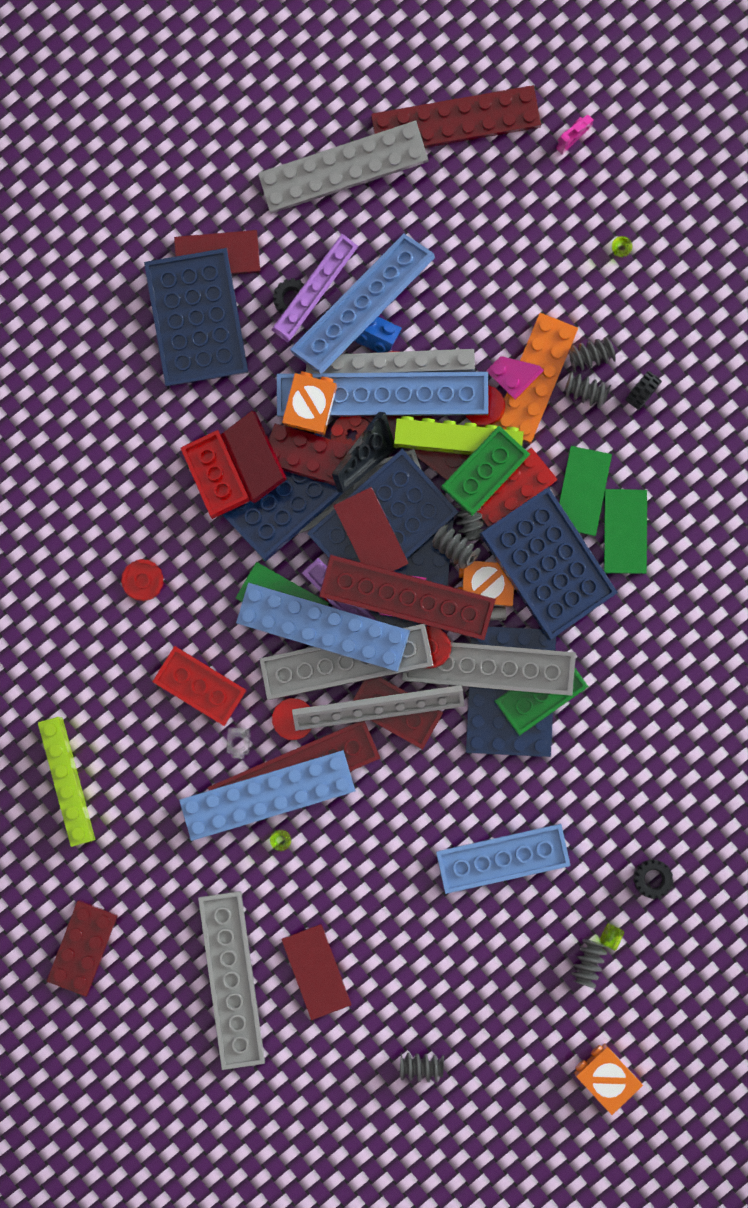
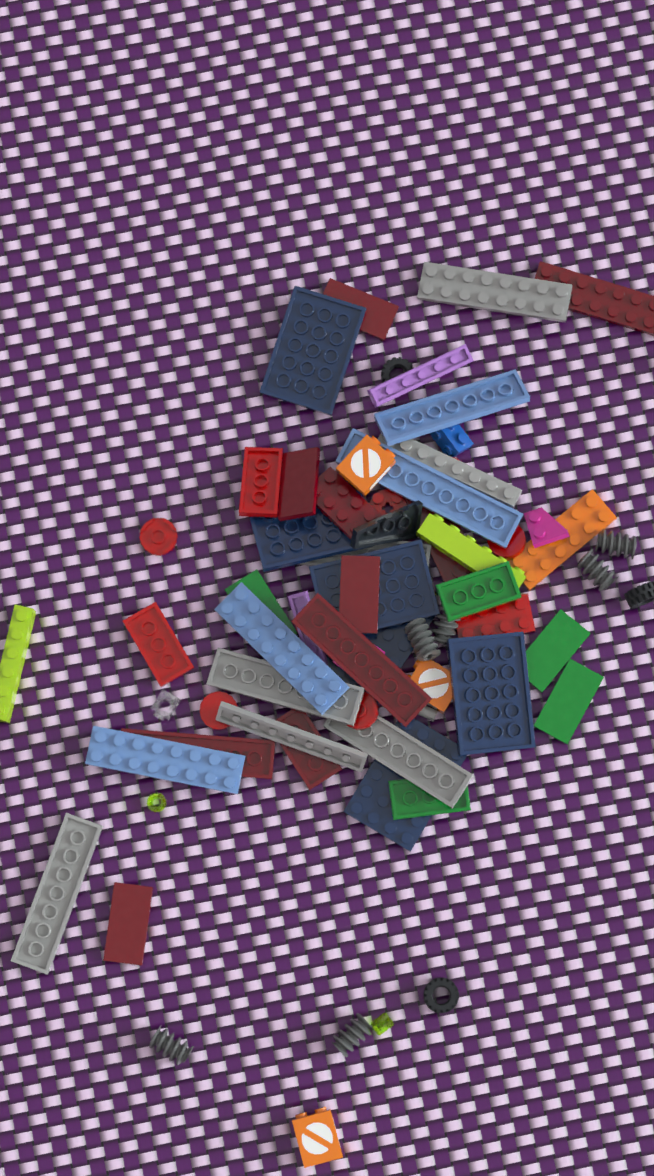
camera: 30 degrees right, 5 degrees down
(503, 858) = (327, 913): medium blue plate -> none

